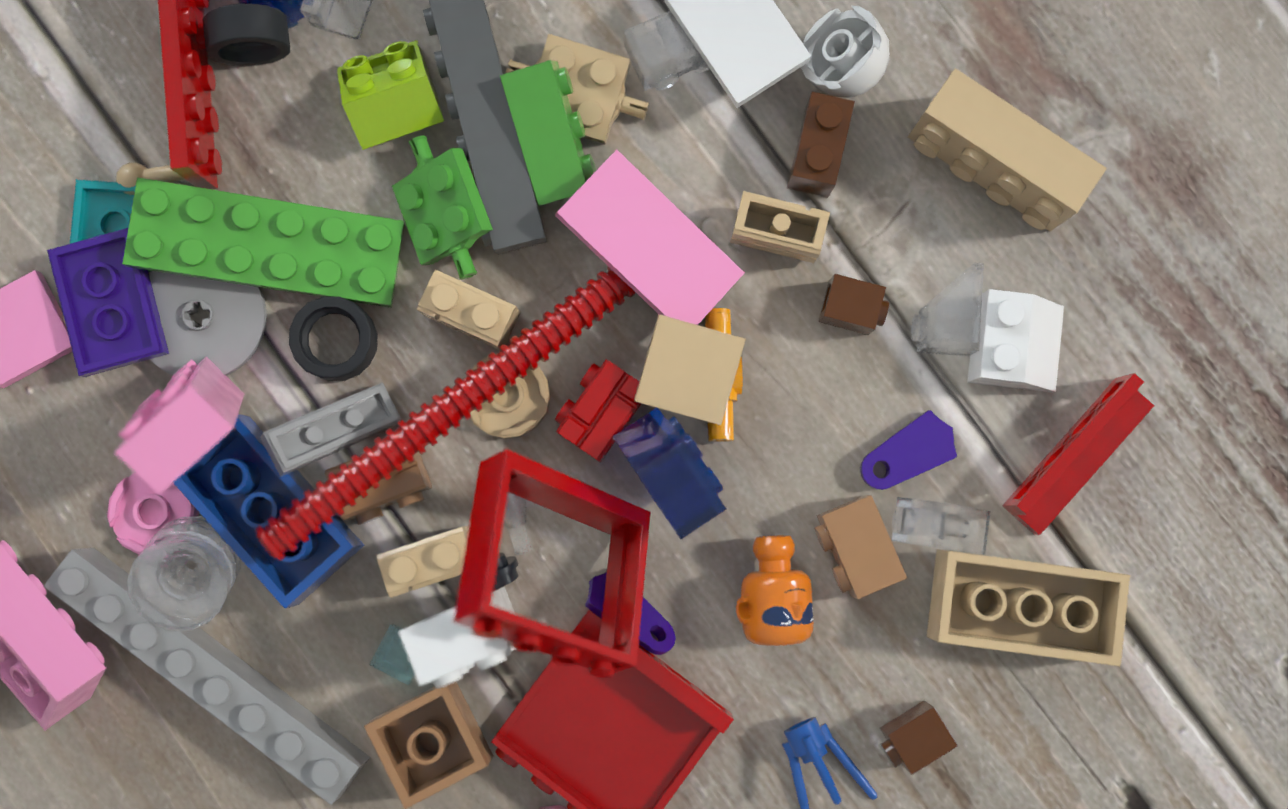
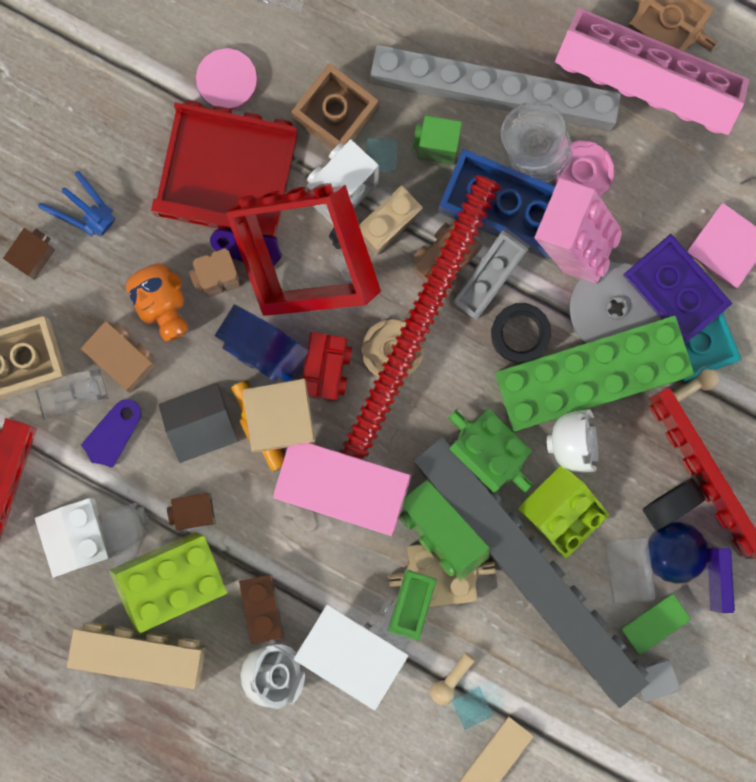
camera: 150 degrees right, 0 degrees up
(312, 636) = (437, 139): none -> bright green brick
(334, 169) = (574, 442): none -> white cylinder
(468, 310) = (441, 391): tan brick -> none
(631, 57) = (412, 605): none -> bright green tile
(687, 595) = (215, 273): none -> medium nougat brick
(780, 227) = (263, 538): tan brick -> none
(796, 416) = (197, 423): none -> dark grey slope
(925, 225) = (168, 582): none -> lime brick

